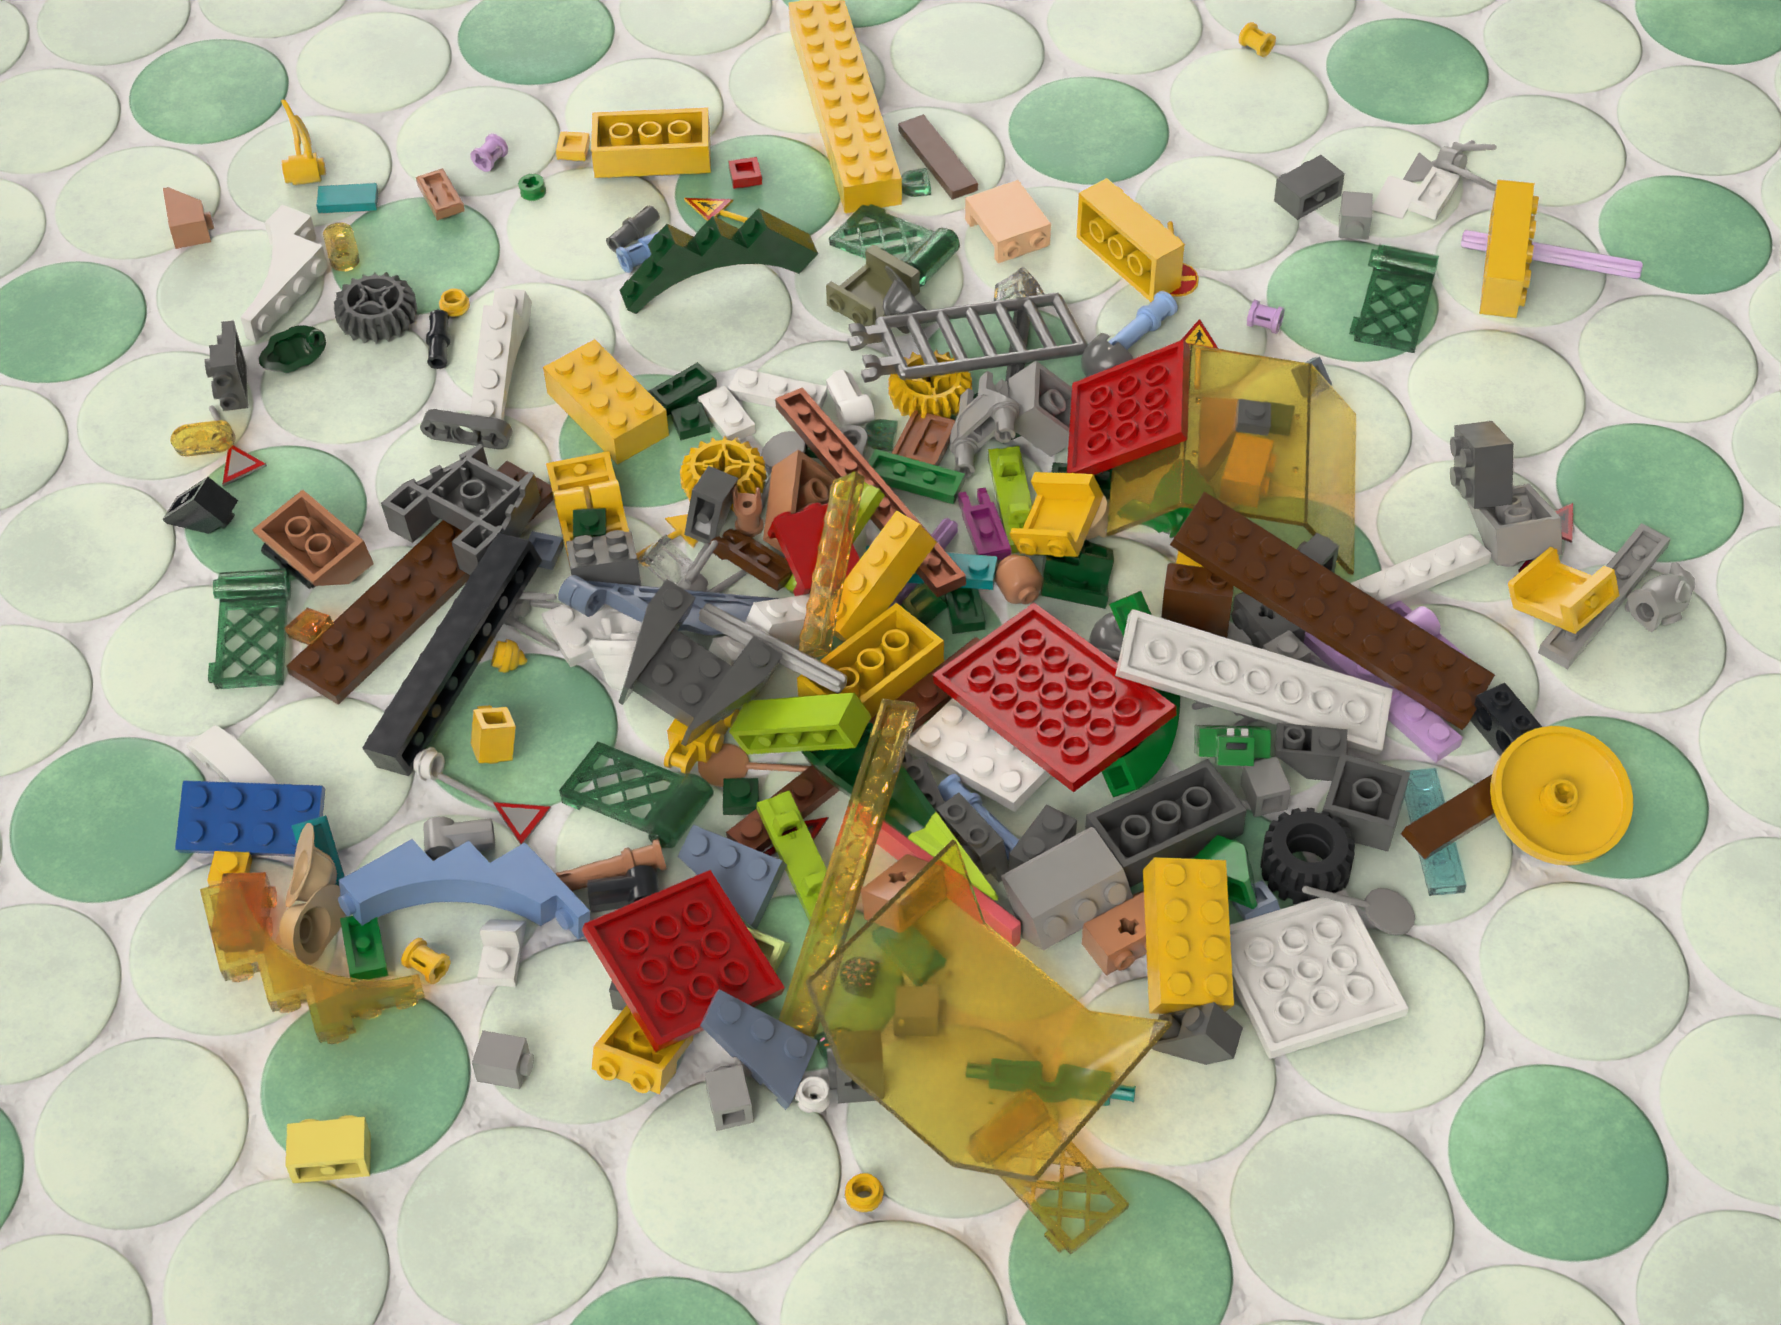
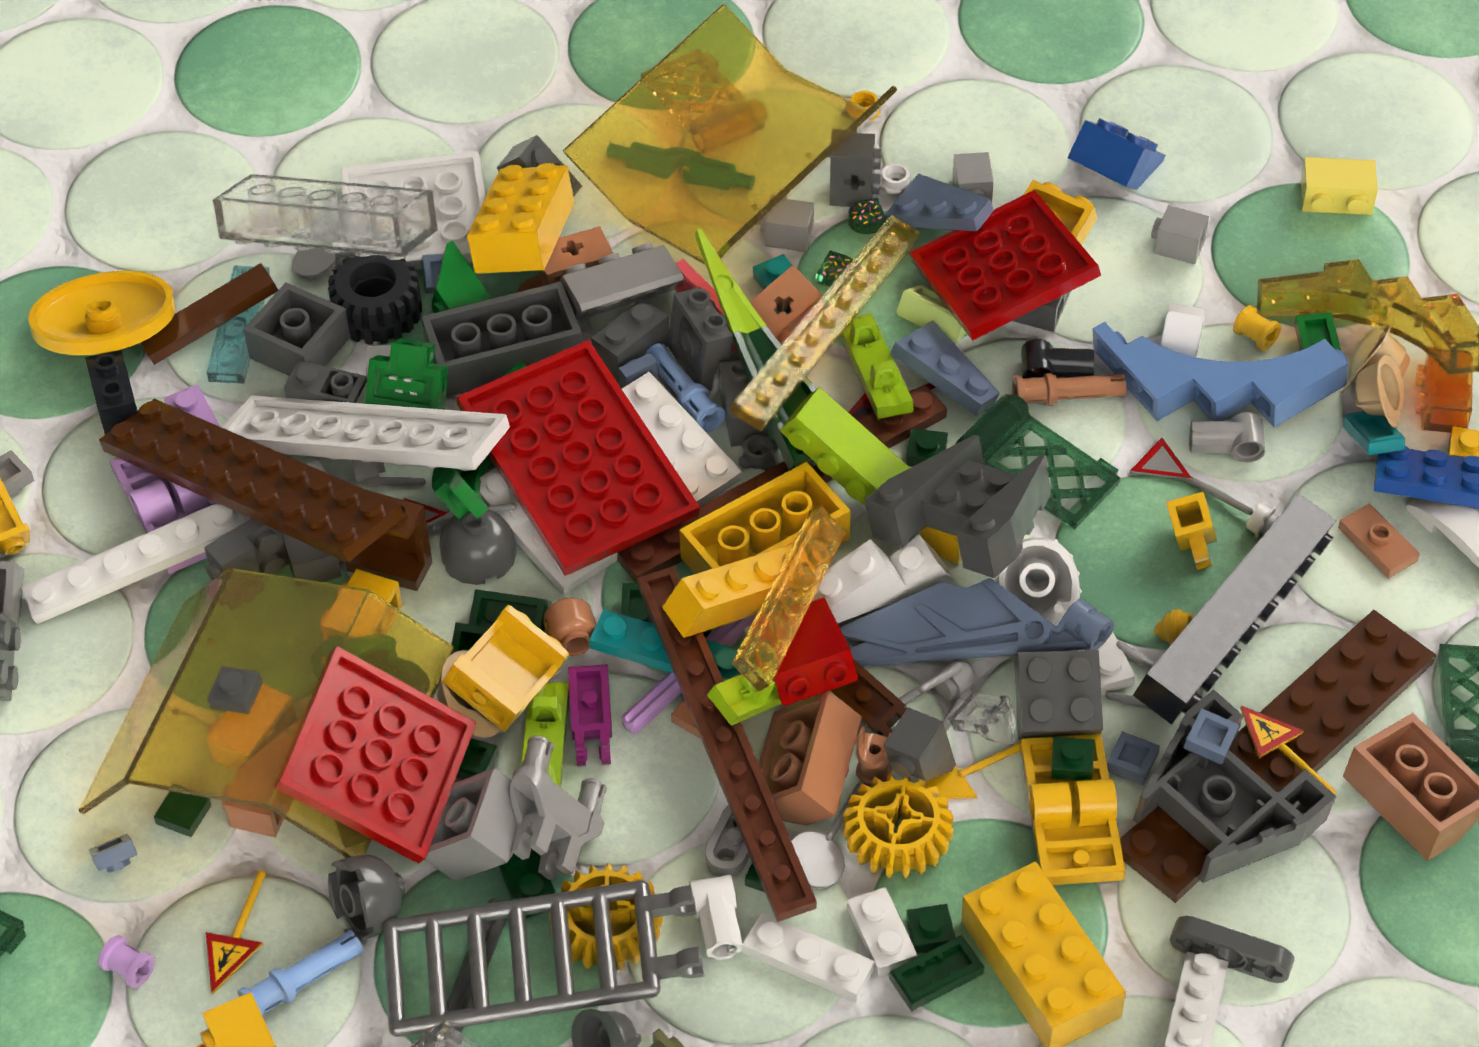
camera: 170 degrees left, 0 degrees up
(309, 626) = (1413, 694): clear orange plate -> none
(325, 766) = (1378, 540): none -> nougat plate
(429, 571) = (1273, 734): none -> piece
(477, 507) = (1211, 736): none -> sand blue plate
(572, 1157) = (1114, 155): none -> blue slope
(791, 657) = (874, 529): light grey axle -> none
(881, 434) = (682, 867): clear green tile -> none
(917, 476) = (659, 791): green plate -> none
(925, 438) = (634, 837): dark orange plate -> none
(1023, 815) = (636, 368): none -> sand blue plate
(1387, 899) = (326, 215): none -> clear brick

